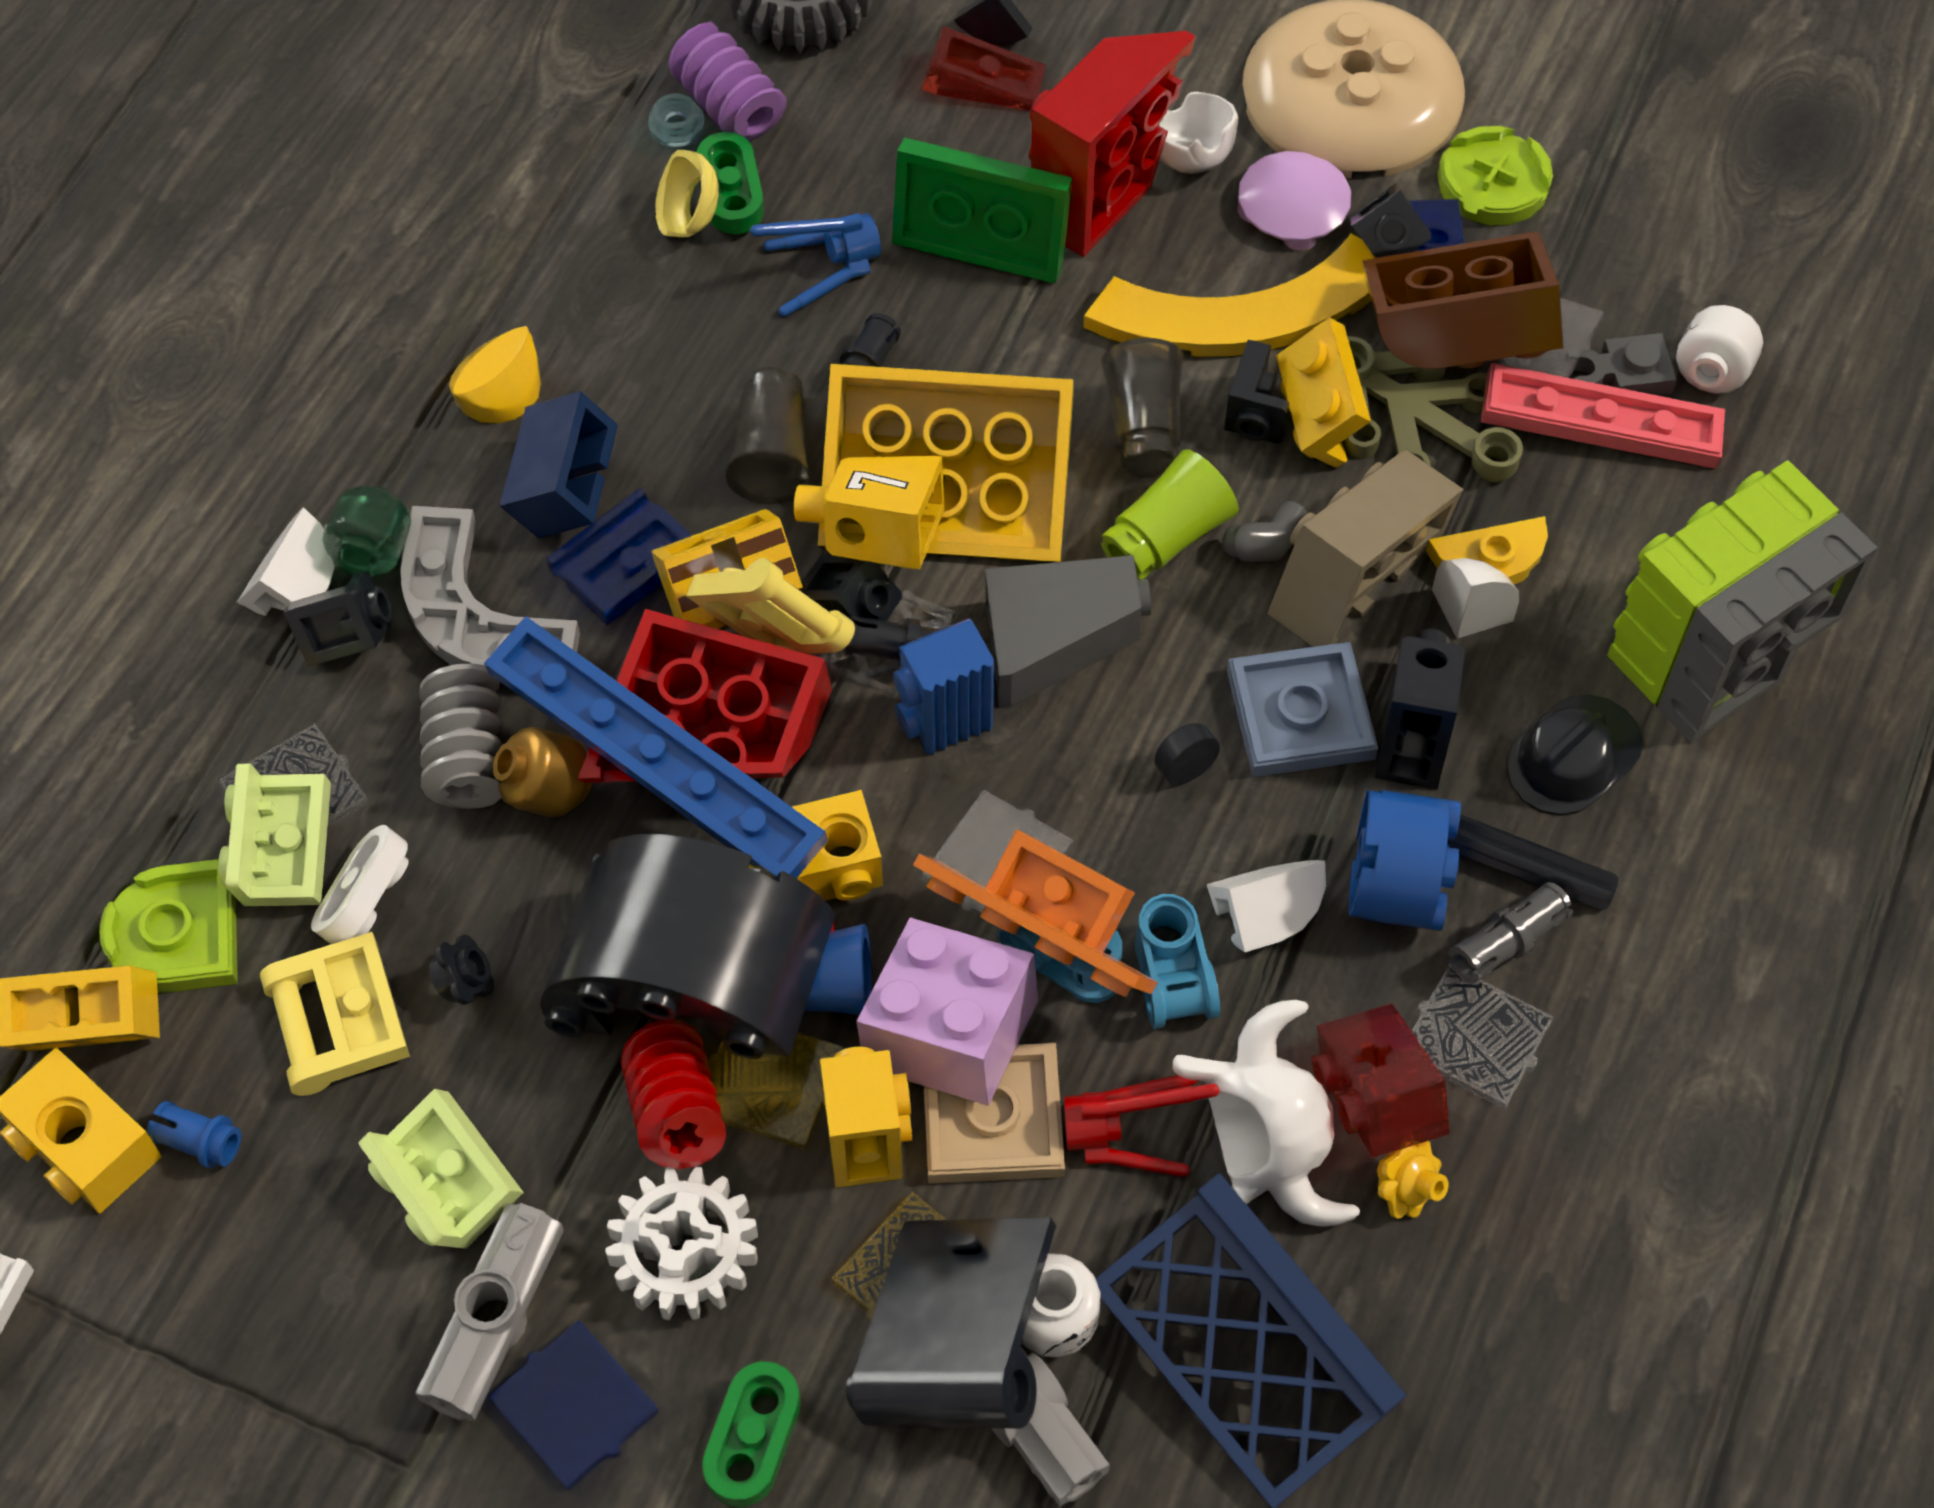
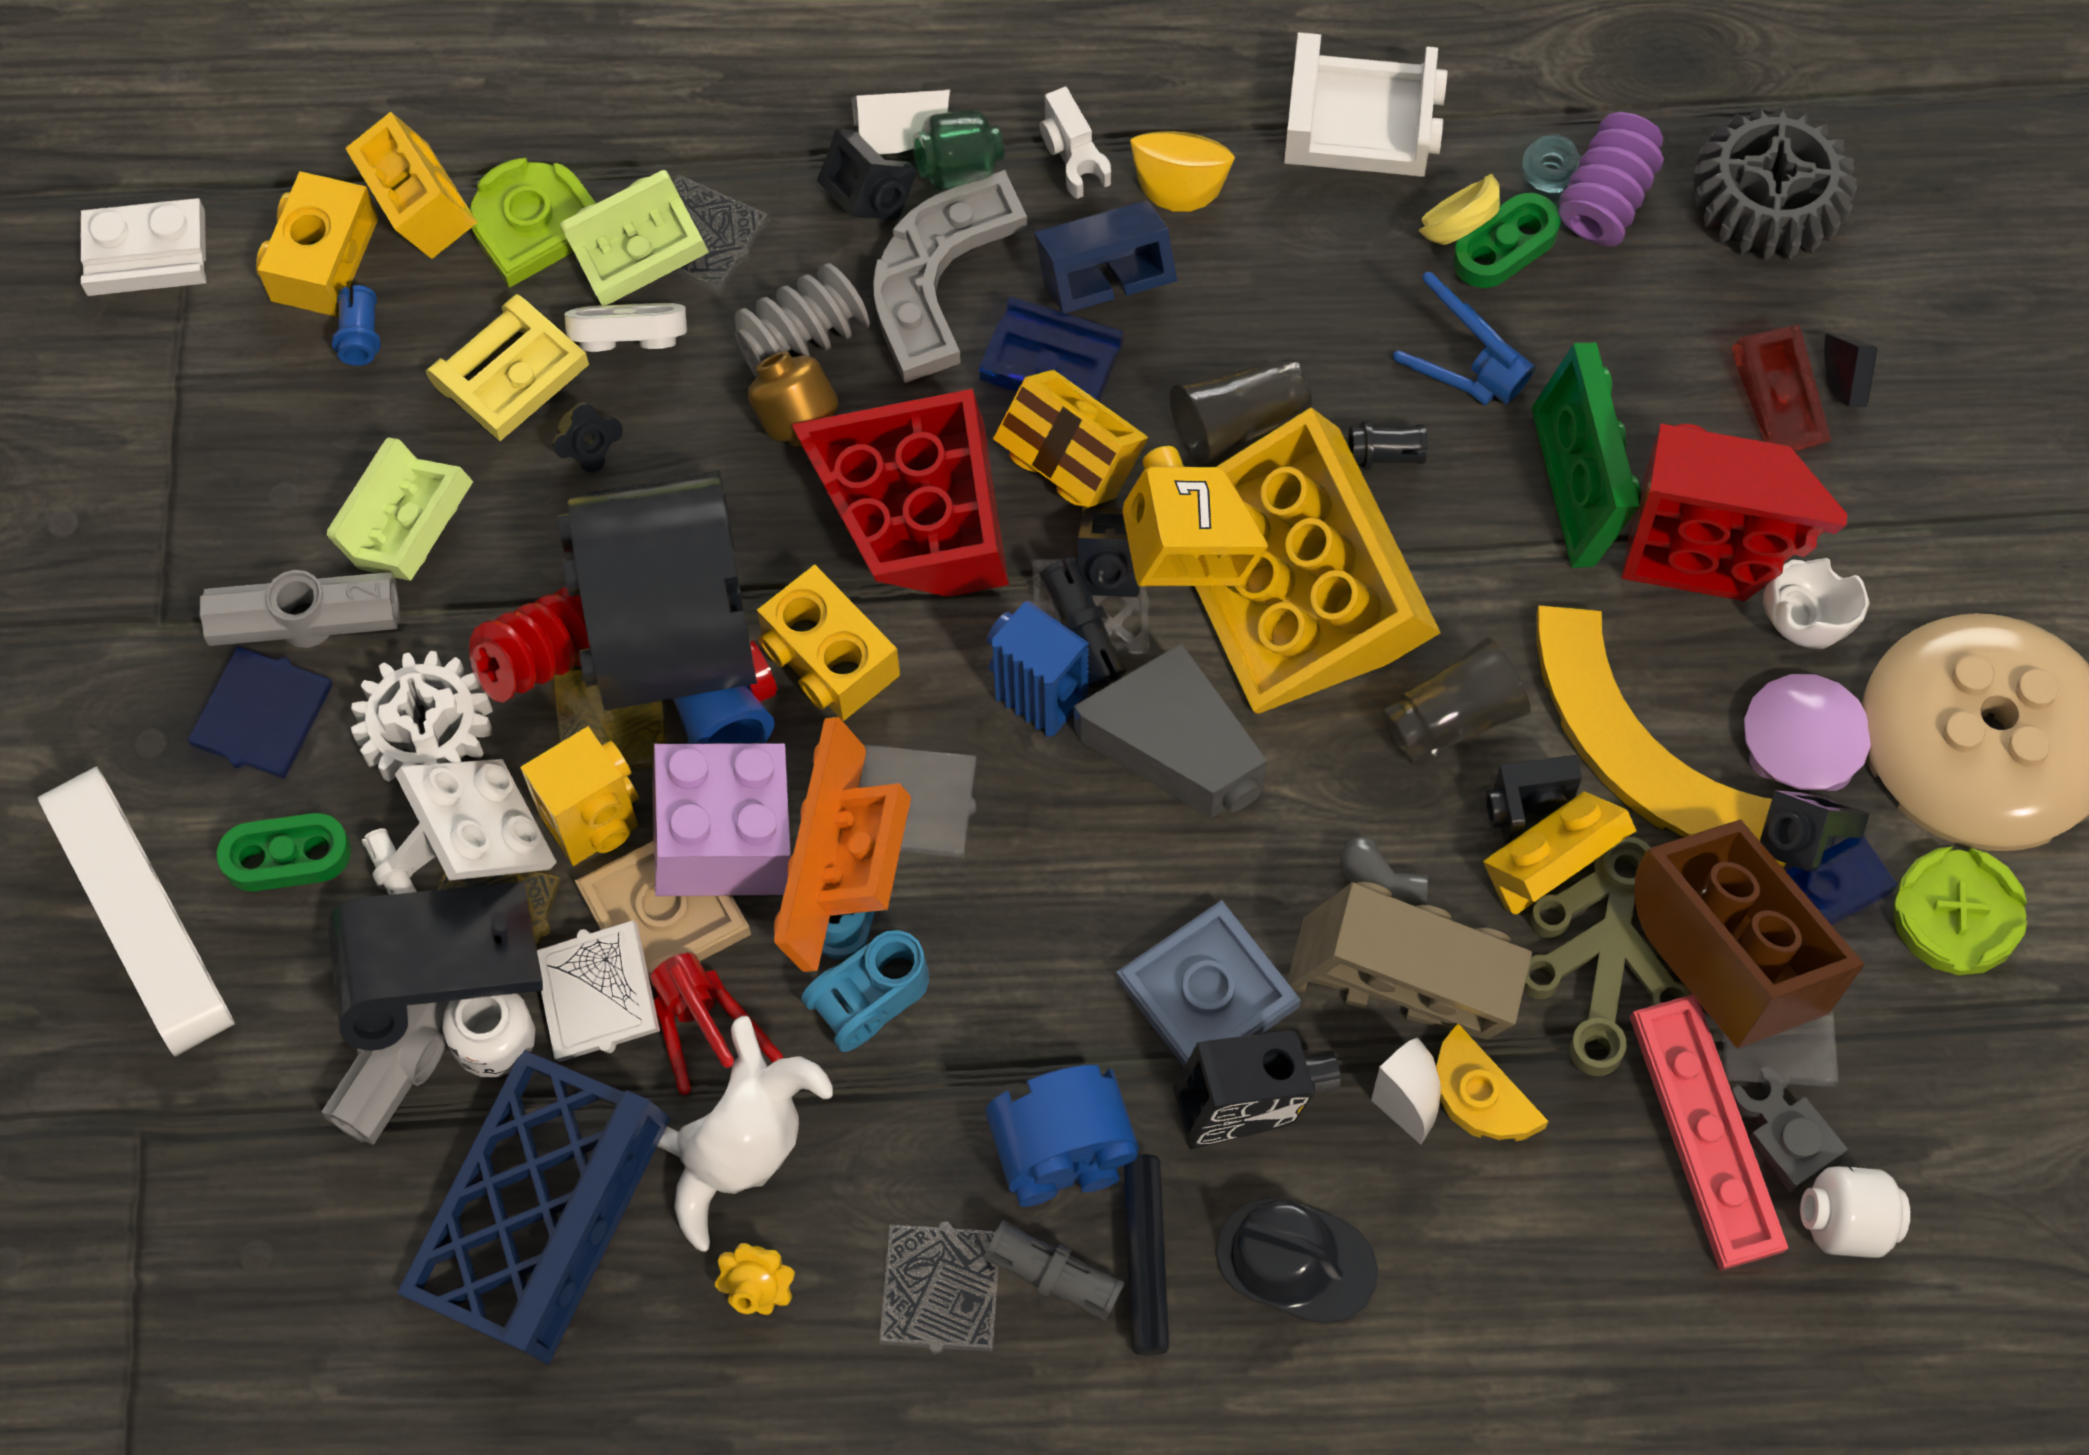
camera: 65 degrees right, 5 degrees up
(413, 443) = (1070, 135): none -> white plate
(534, 223) = (1363, 111): none -> white panel
(655, 751) = (830, 467): blue plate -> none
(770, 609) = (1036, 503): light yellow plate -> none
(824, 1233) = (467, 819): none -> white plate
(1060, 1184) = (597, 991): none -> white piece
(1172, 514) = (1340, 777): lime plant -> none
(1186, 753) = (1095, 906): black tile -> none
(1270, 901) = (977, 1042): white brick -> none
(1381, 1080) = (824, 1207): clear red brick -> none
(1737, 597) = (1507, 1322): piece -> none

